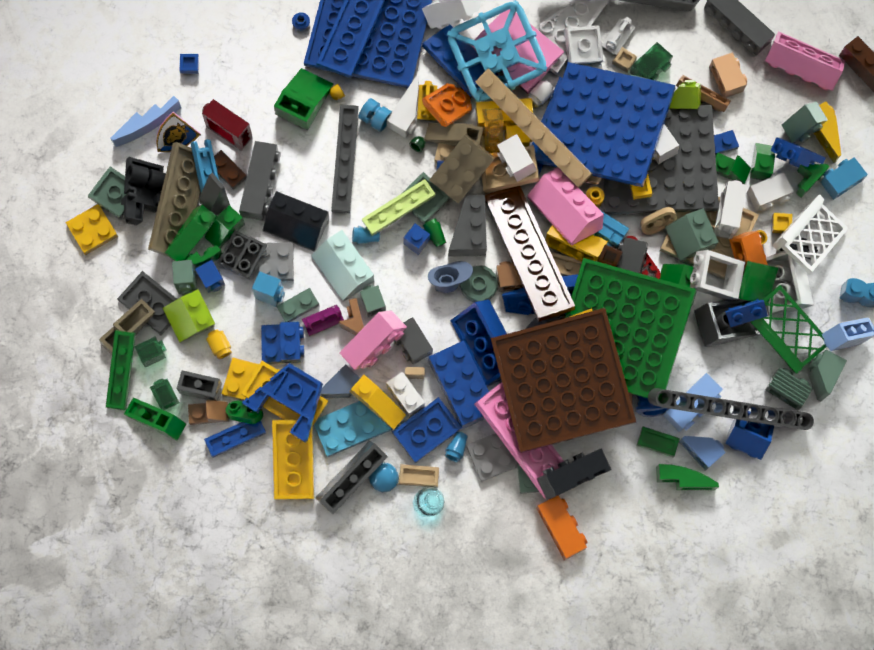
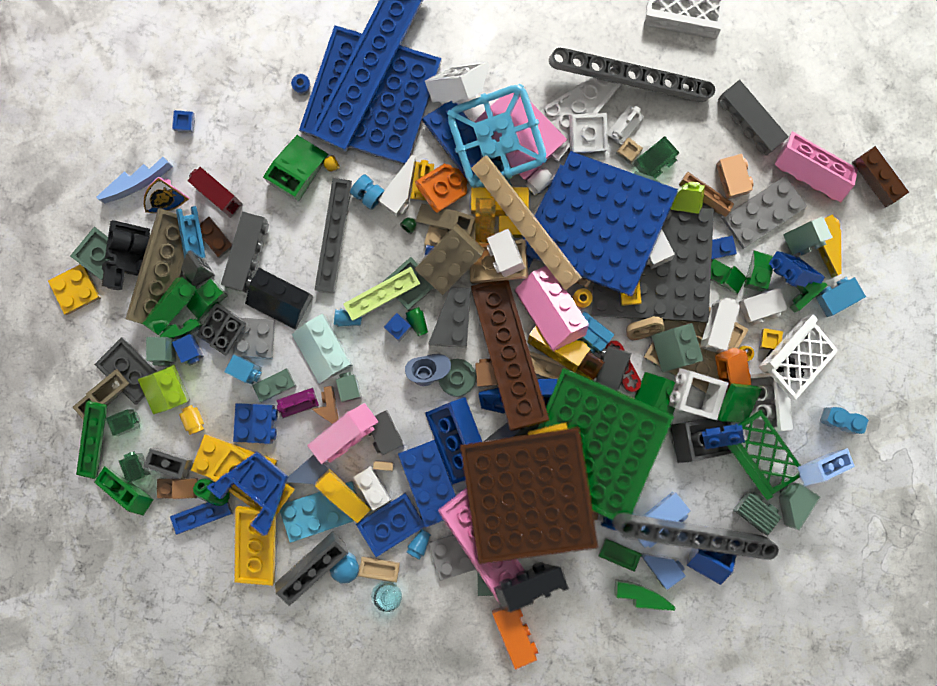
camera: 10 degrees right, 10 degrees up
(760, 106) = (764, 212): none -> light grey plate

